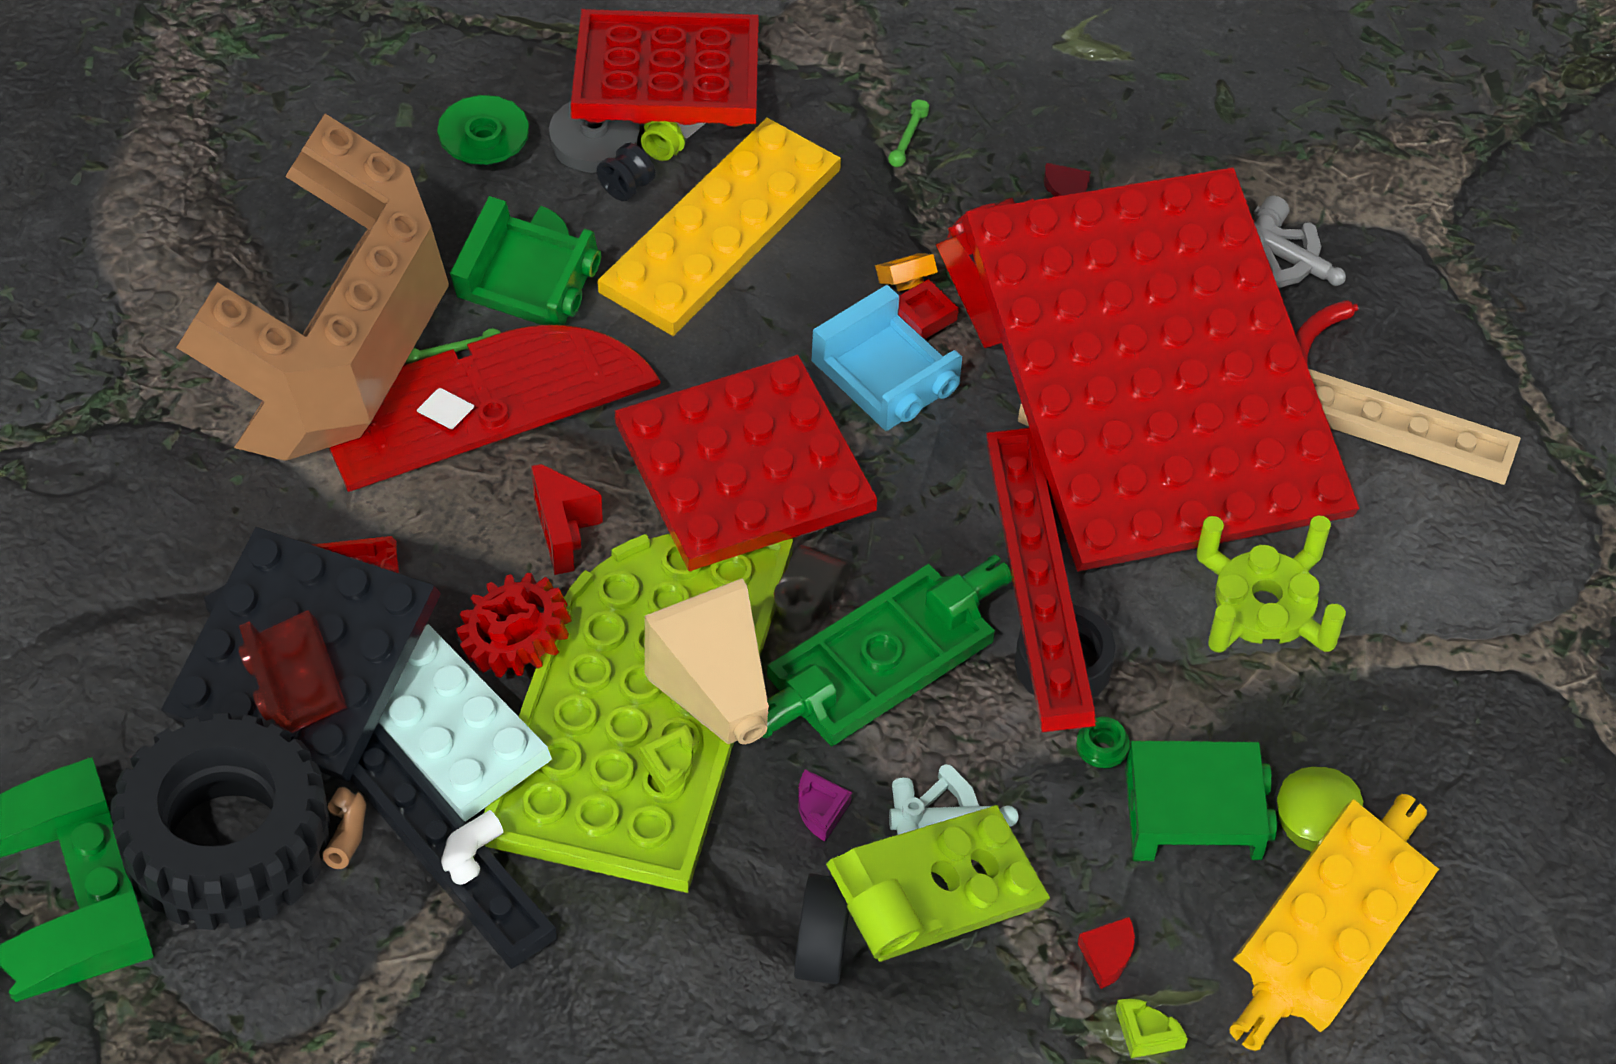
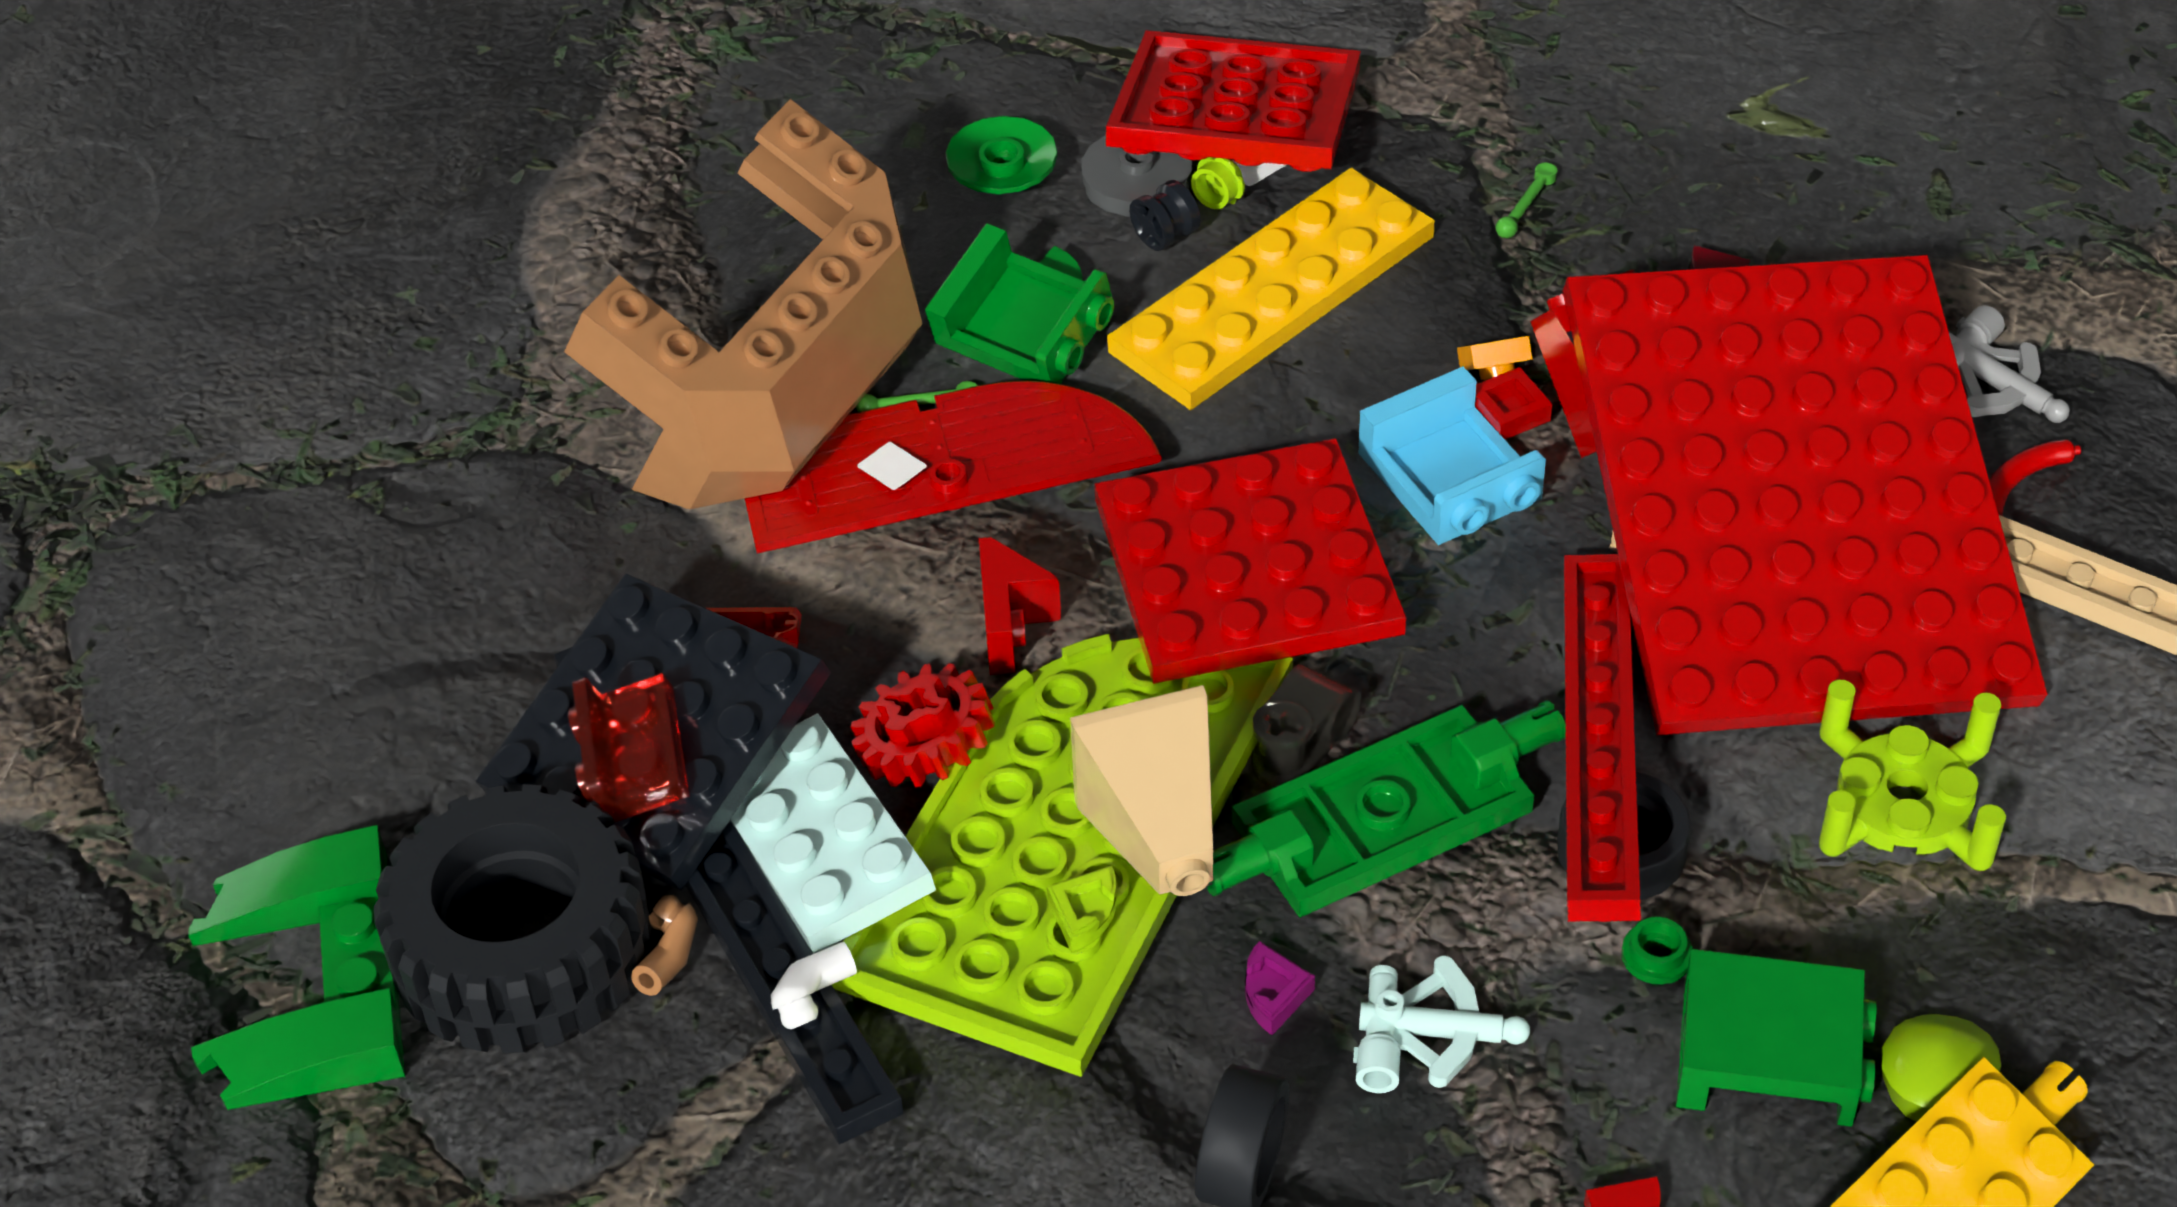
camera: 15 degrees right, 5 degrees down
(903, 907) = (1344, 1123): lime hinge -> none

